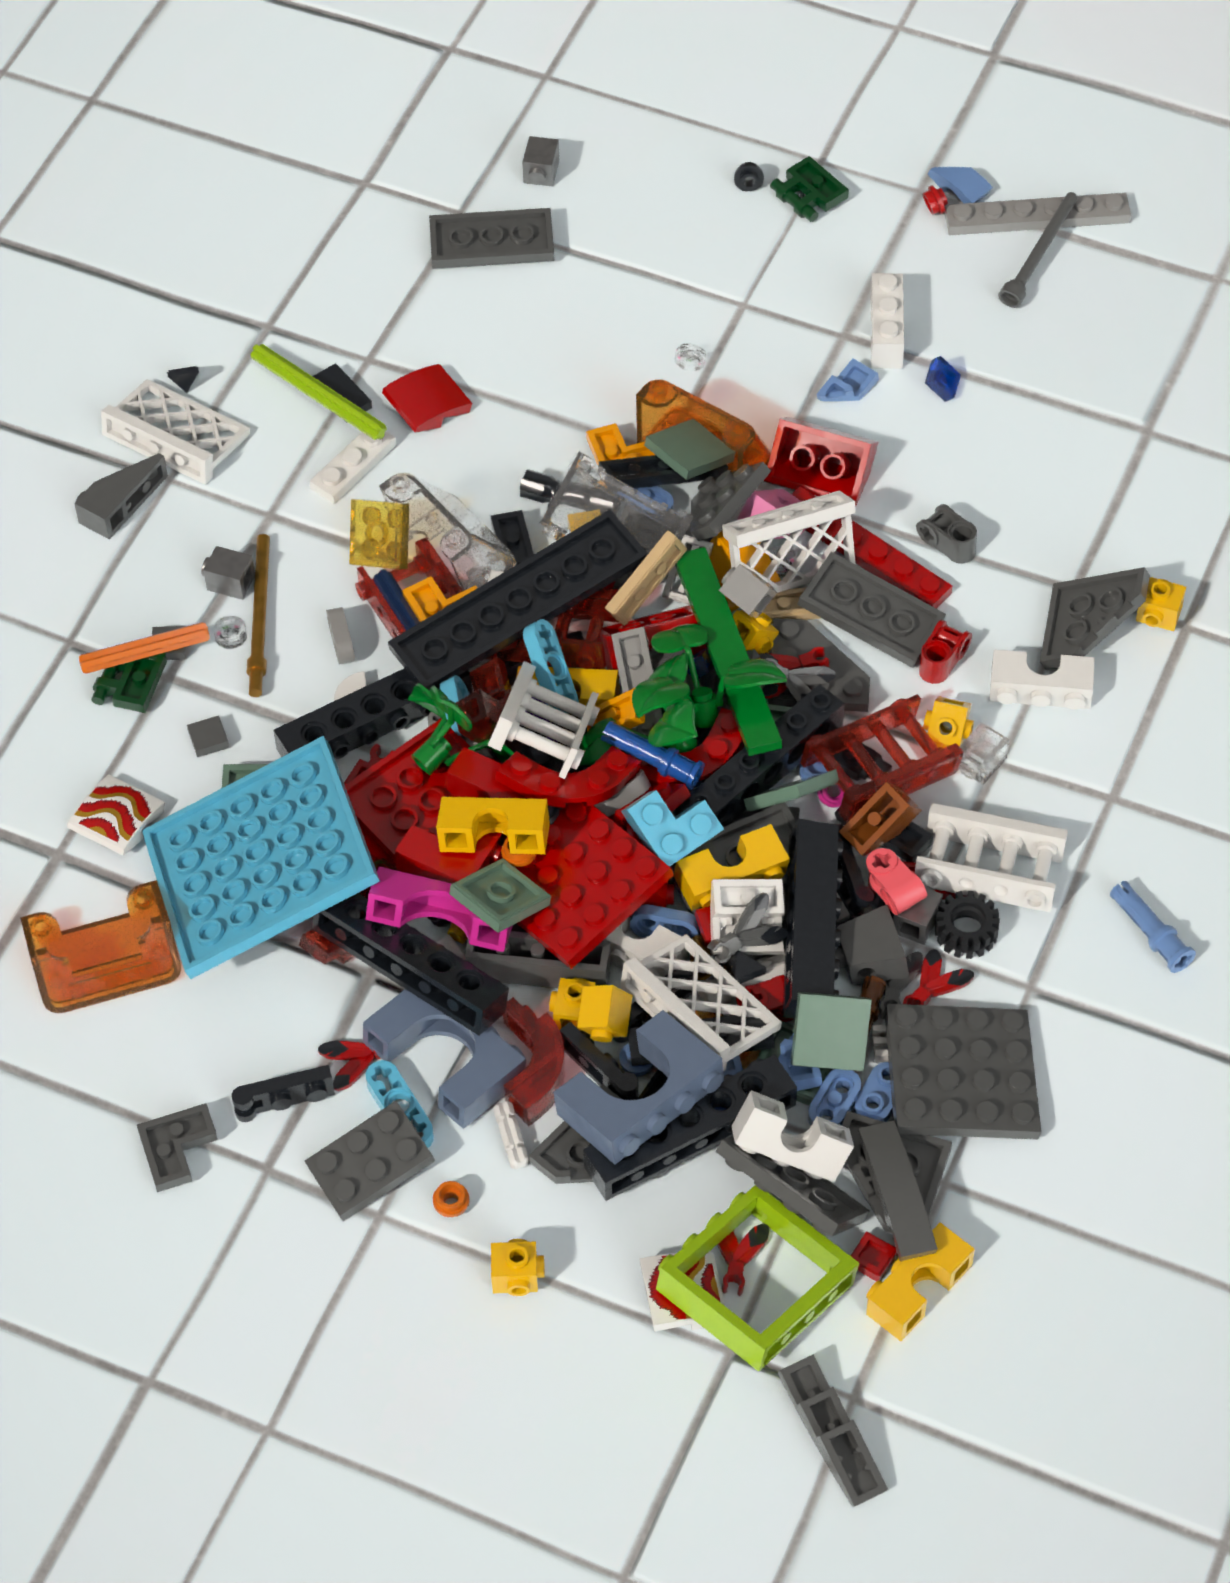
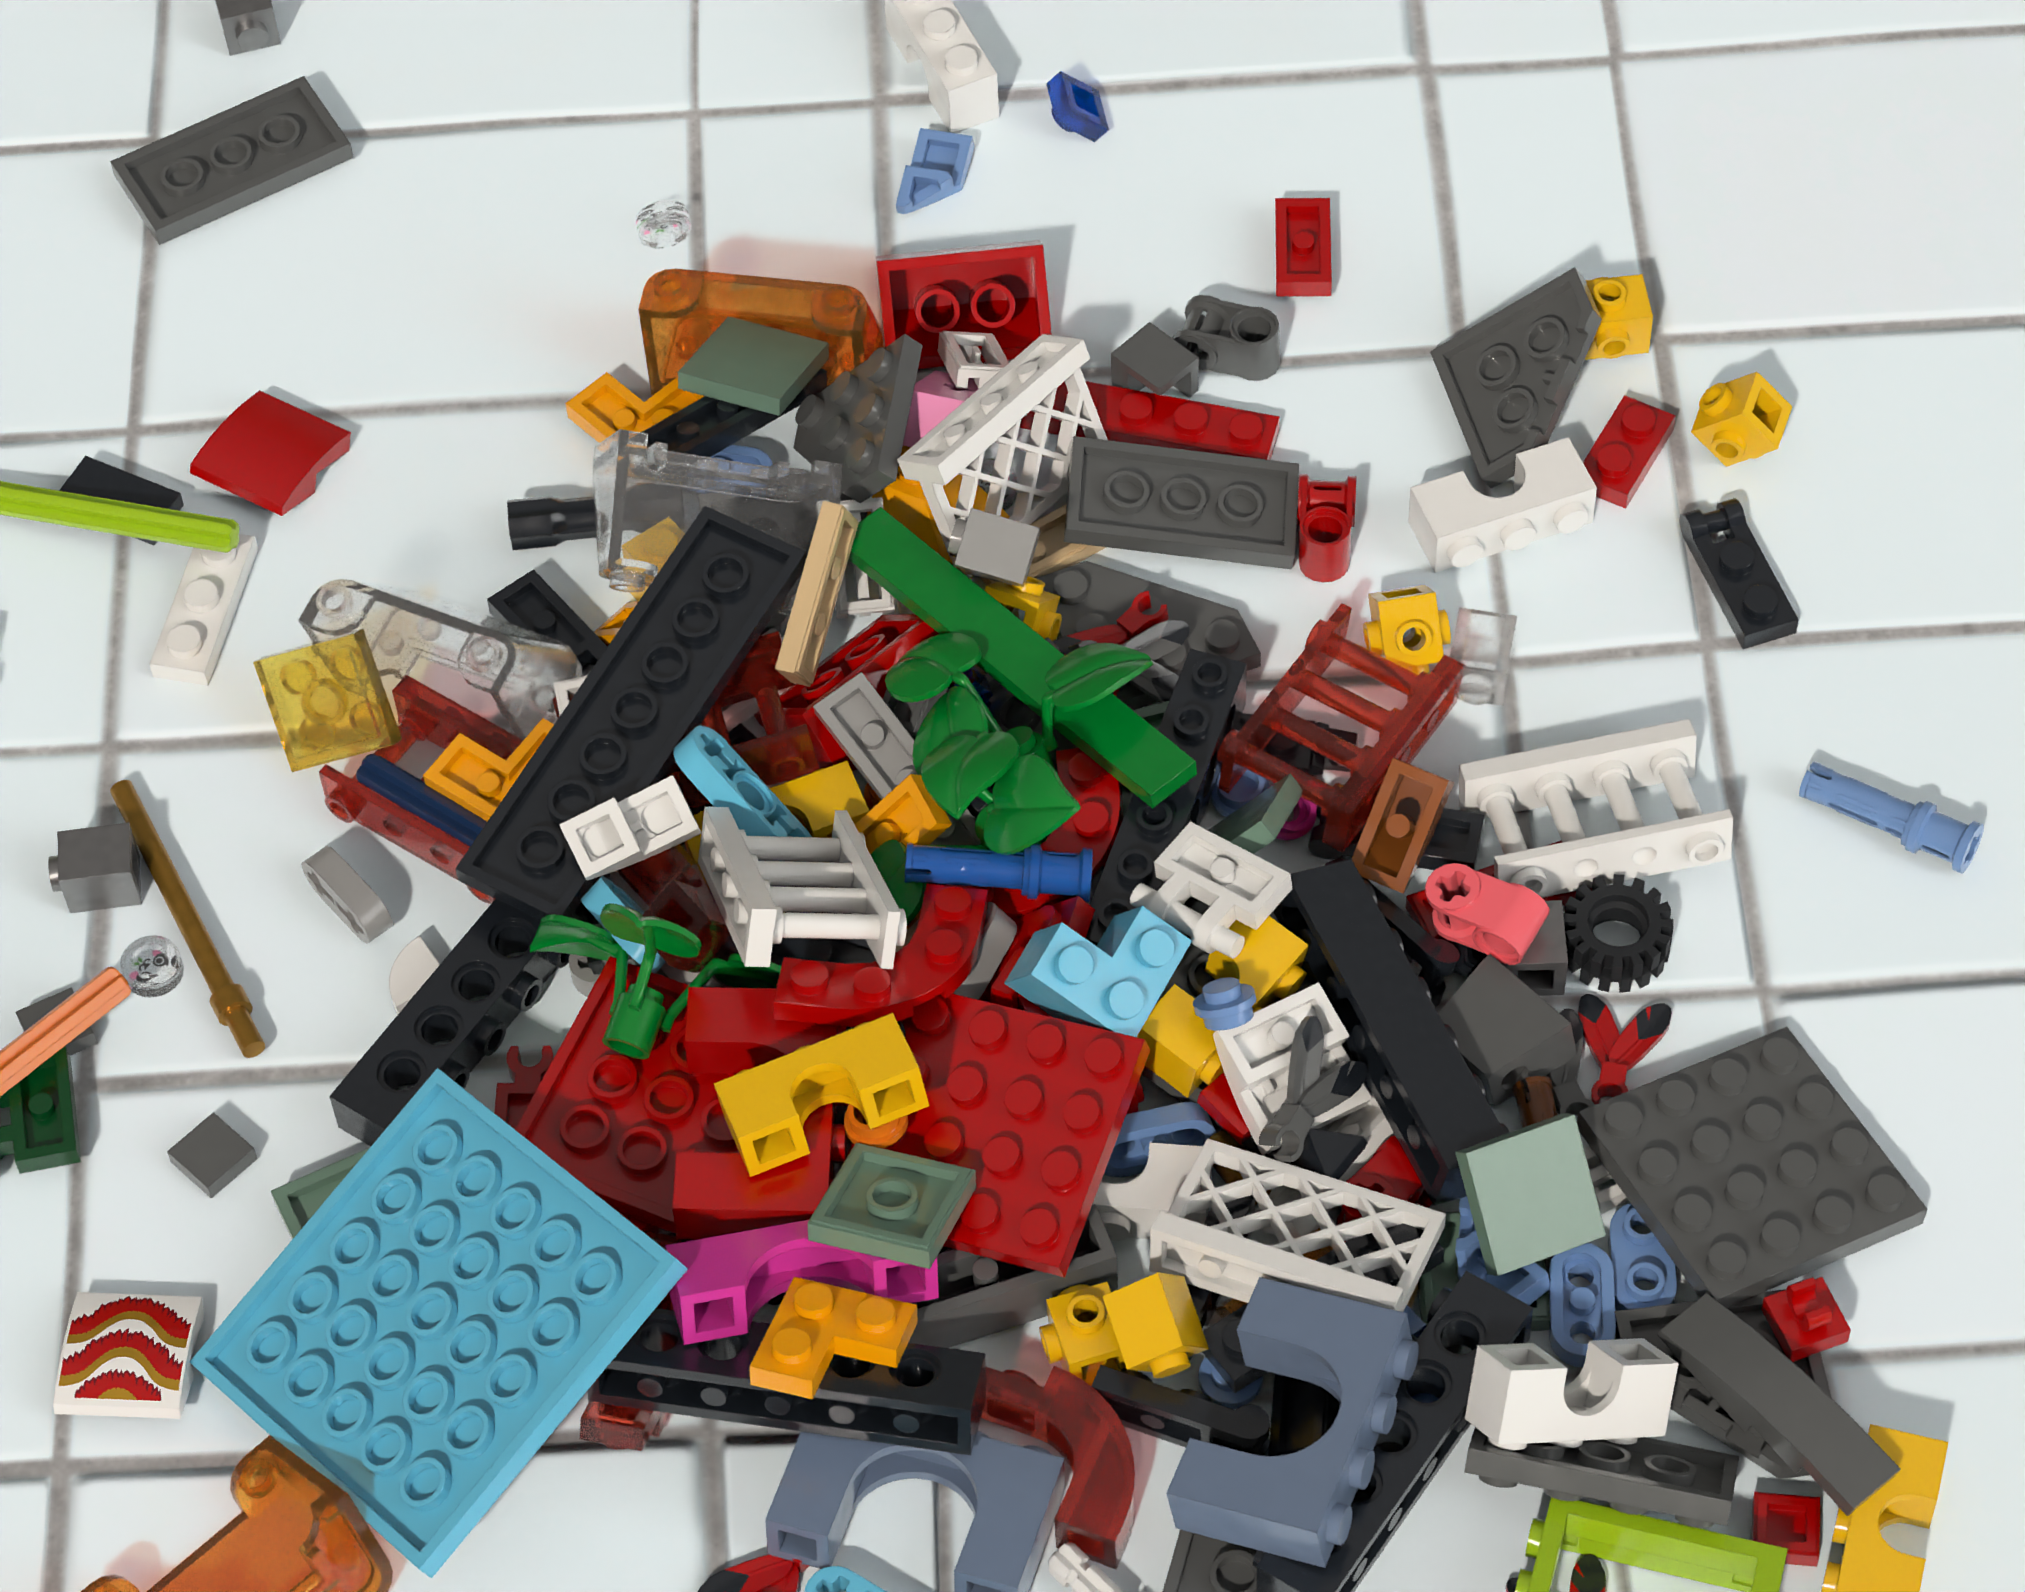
camera: 25 degrees left, 0 degrees up
(439, 938) = (826, 1321): none -> light orange plate
(481, 657) = (631, 829): none -> white slope
(724, 868) = (1225, 1004): none -> medium blue plate
(760, 803) = (1220, 875): none -> white plate
(799, 497) = (965, 360): none -> white tile
(900, 530) = (1156, 362): none -> dark grey panel
(941, 1156) = (1805, 1319): none -> red tile
(1019, 501) = (1303, 247): none -> red plate
(1128, 678) = (1627, 449): none -> red plate
(1149, 768) = (1738, 574): none -> black plate
(1196, 685) = (1741, 419): none -> yellow brick

